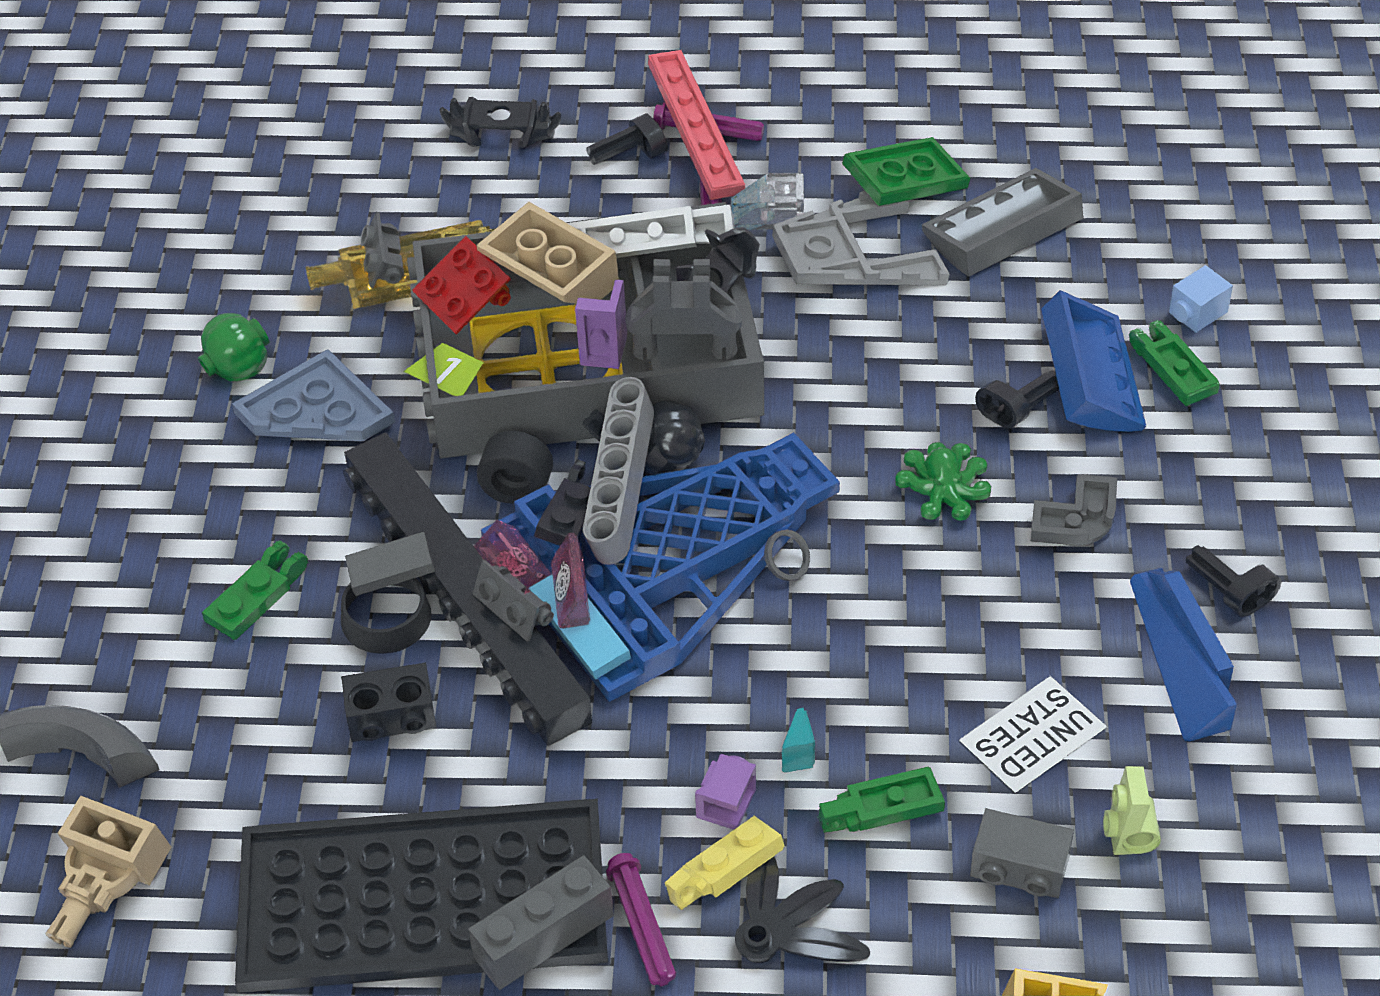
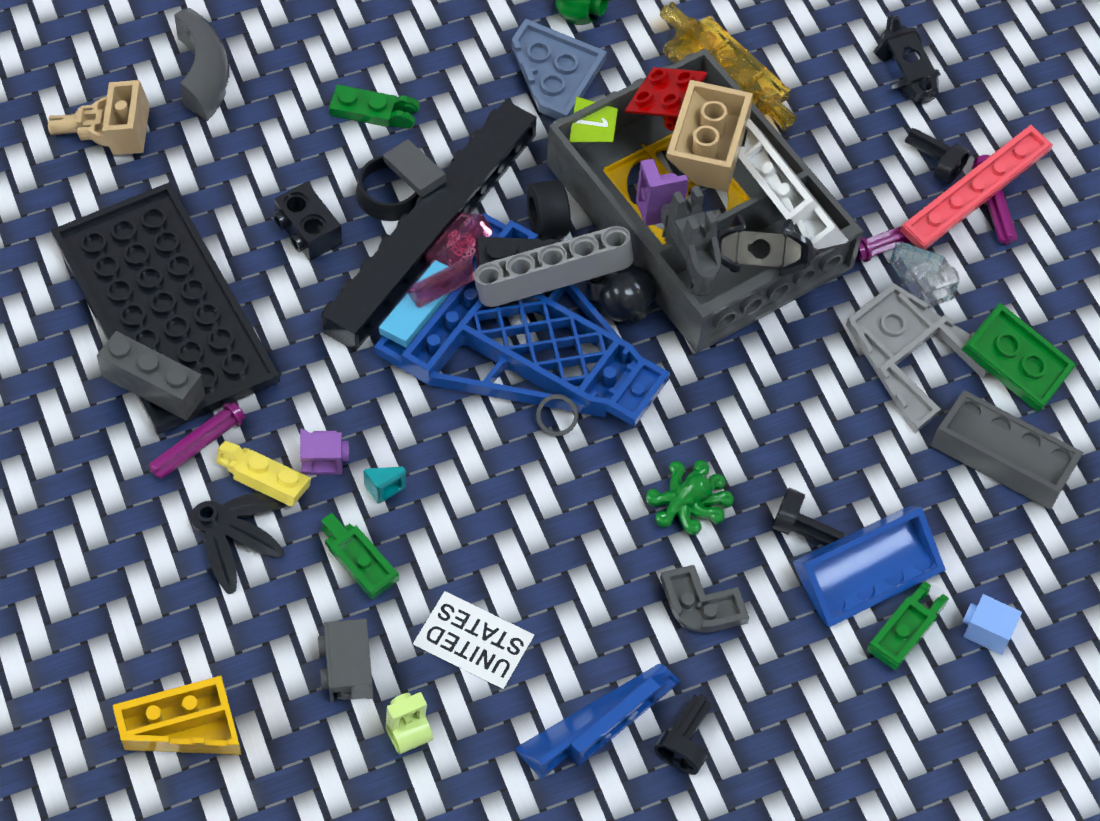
camera: 60 degrees right, 10 degrees up
(382, 252) = (721, 34): dark grey hinge -> none
(506, 598) = (417, 240): dark grey hinge -> none

